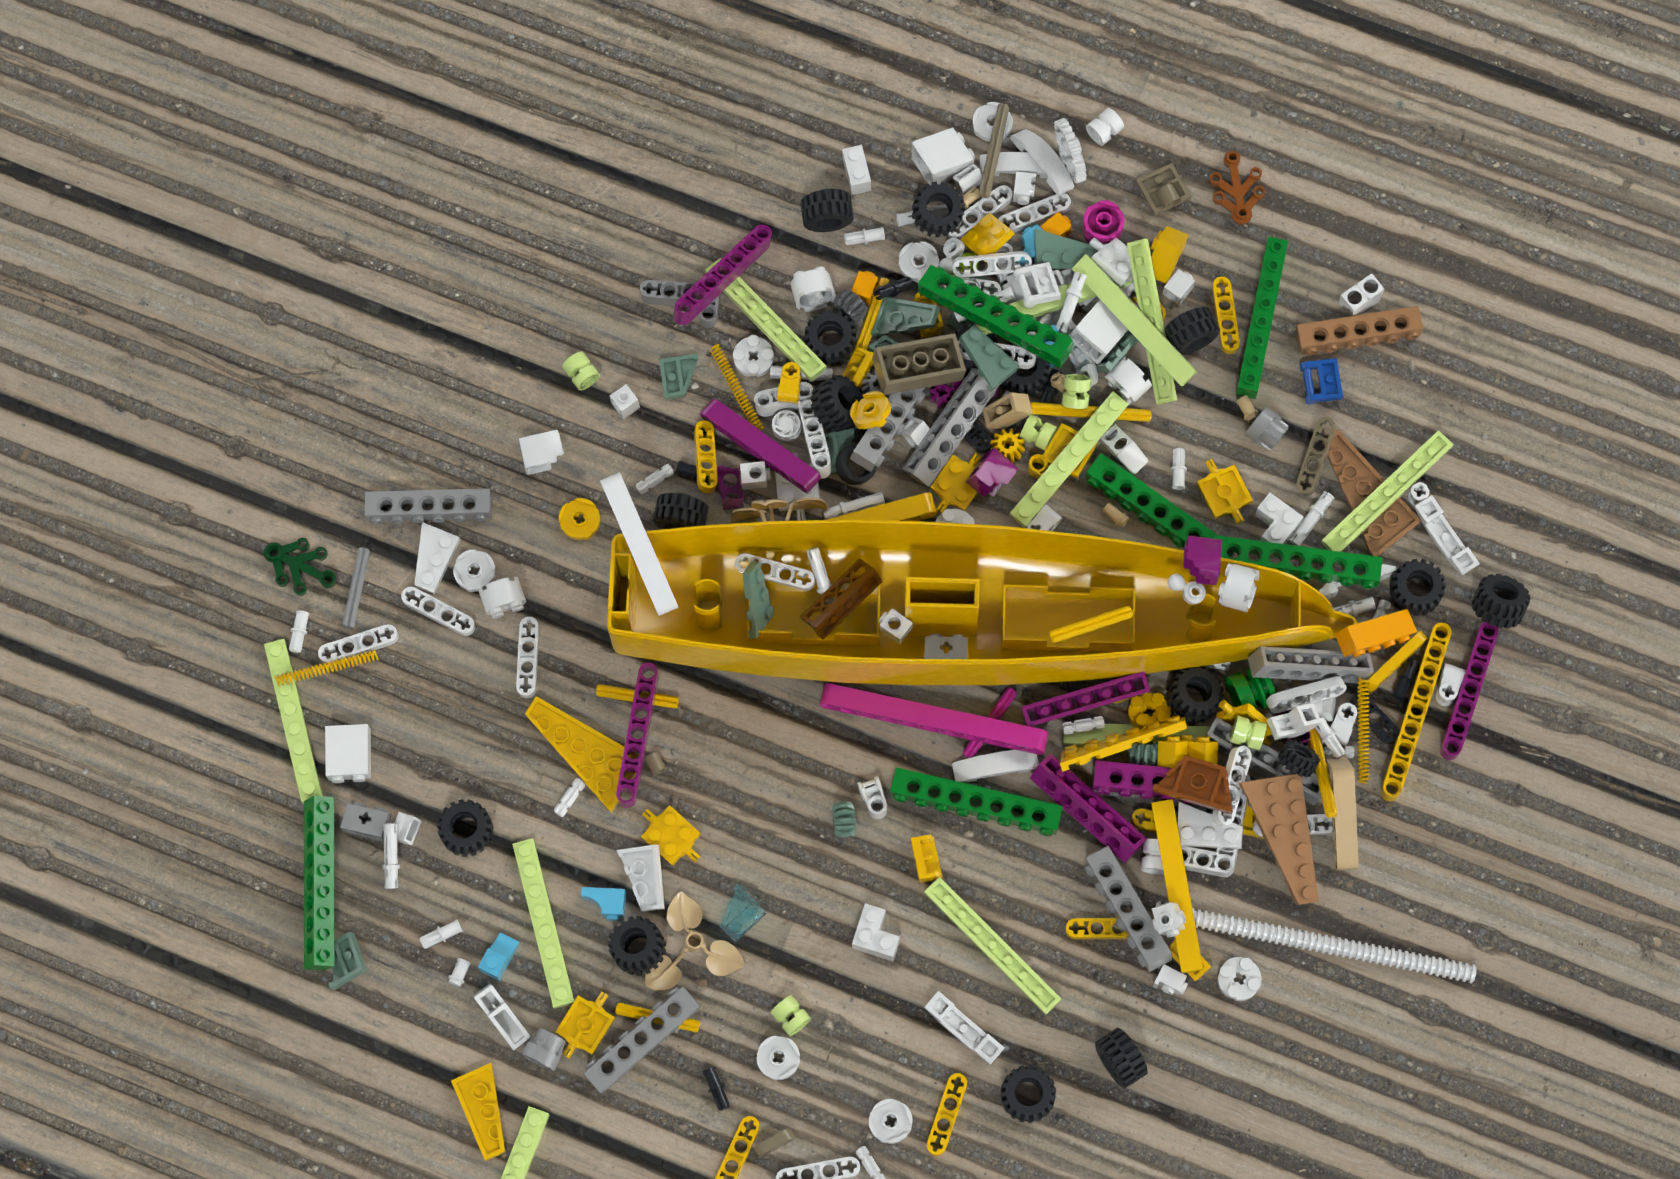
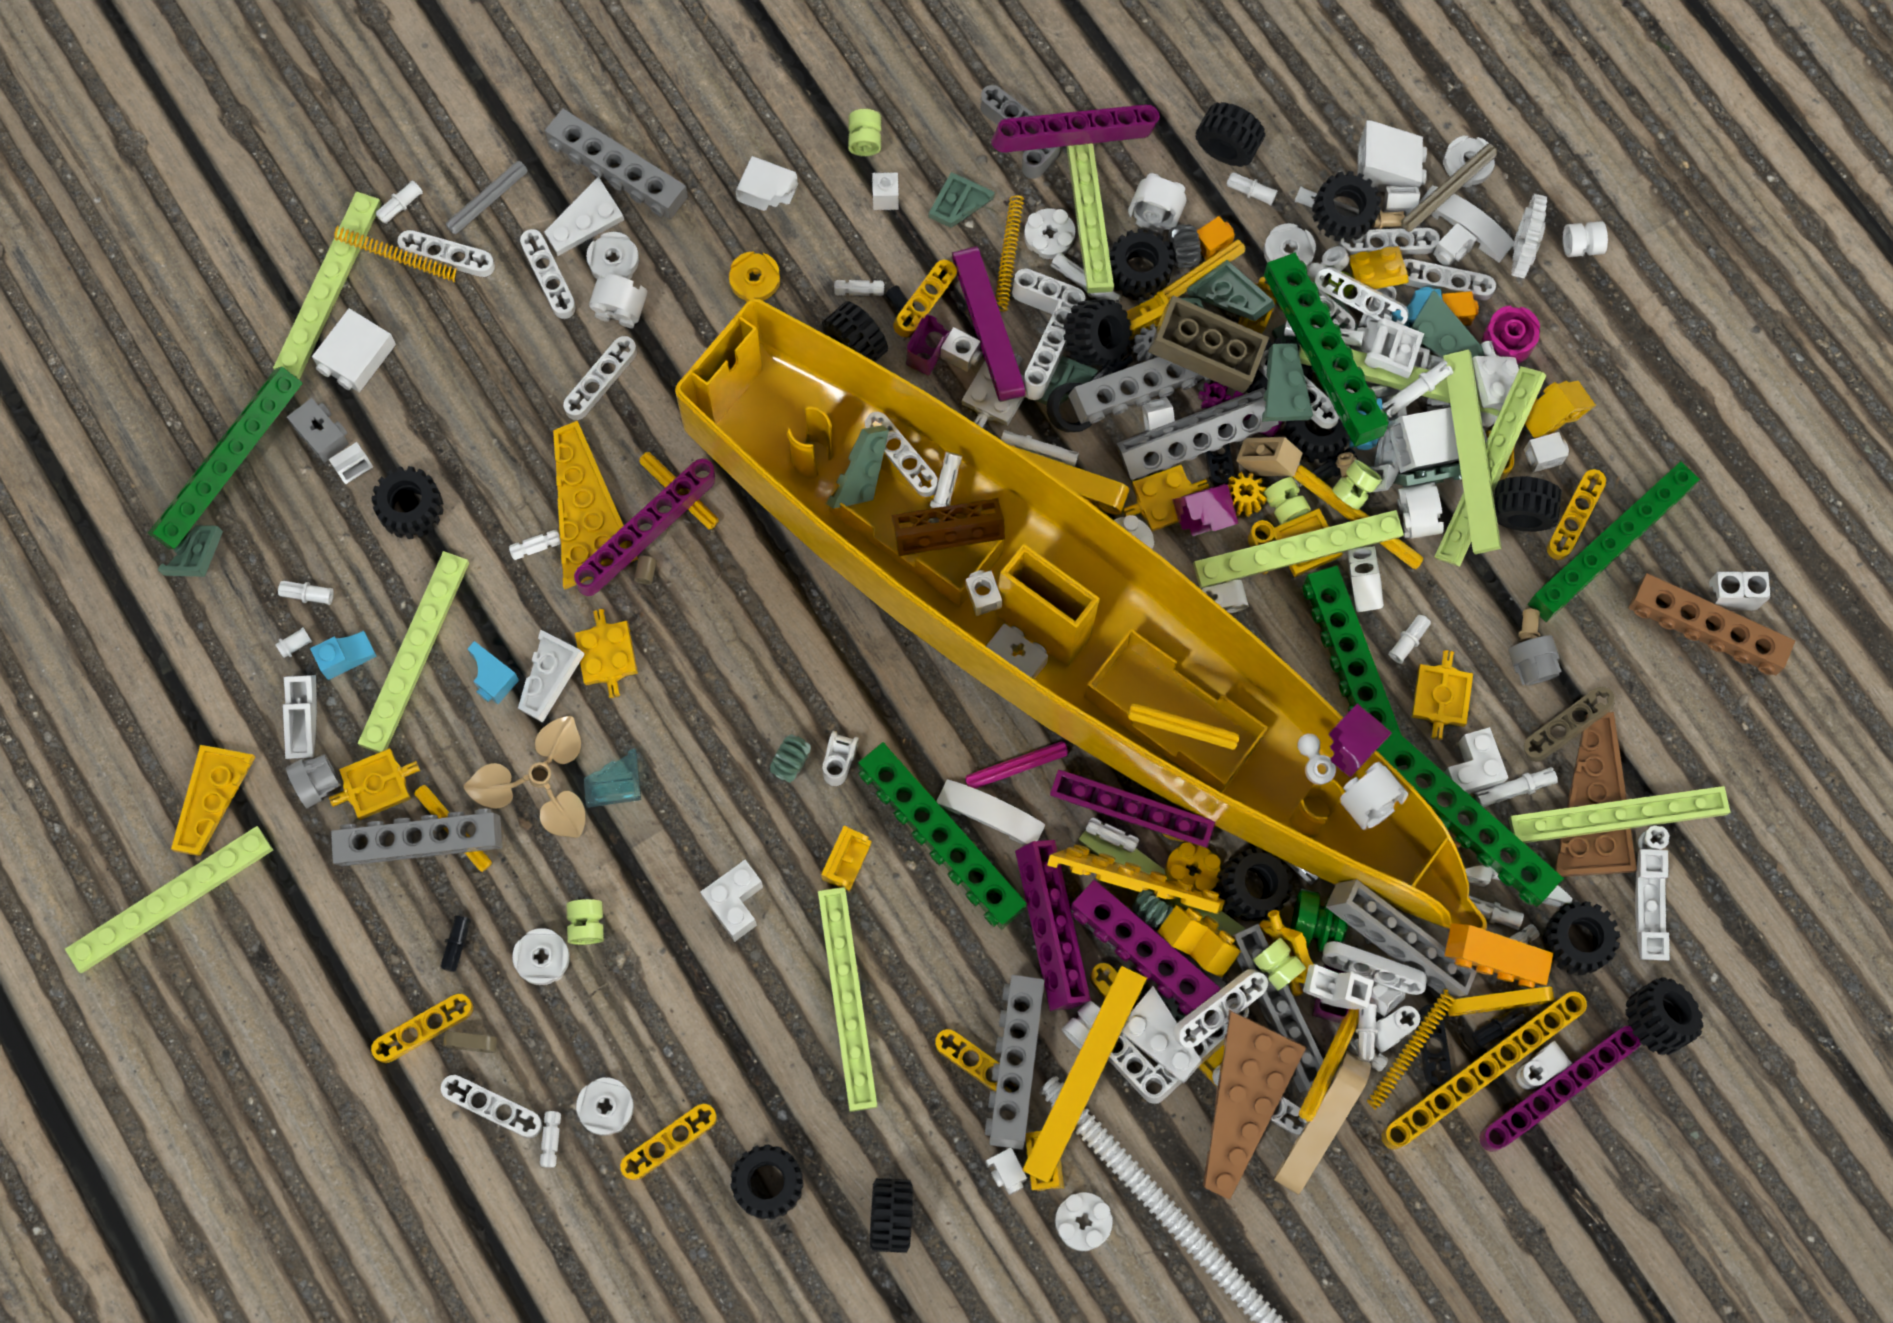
camera: 30 degrees right, 0 degrees up
(298, 563) = (448, 137): dark green plant -> none
(390, 856) = (312, 483): white pin -> none
(639, 544) = (770, 322): white beam -> none
(648, 956) = (479, 721): black tyre -> none
(759, 505) = (935, 376): tan plant -> none
(786, 426) = (1030, 323): white wheel -> none
(789, 385) = (1062, 279): yellow piece -> none
(856, 169) = (1292, 116): white brick -> none
(877, 417) = (1123, 359): yellow plate -> none
(892, 288) = (1241, 257): black pin -> none
(934, 719) = (961, 721): dark pink beam -> none
(963, 1028) = (753, 1063): white slope -> none
(1046, 158) = (1499, 233): white slope -> none
(1115, 515) = (1309, 647): tan pin -> none
(1163, 189) = (1601, 342): dark tan plate -> none
(1168, 919) = (1047, 1103): white brick -> none
(1198, 784) = (1184, 981): dark orange wing -> none
(1237, 190) = (1681, 395): dark orange plant -> none
(1298, 758) = (1315, 1030): black tyre -> none
(1328, 380) = (1640, 653): blue plate -> none

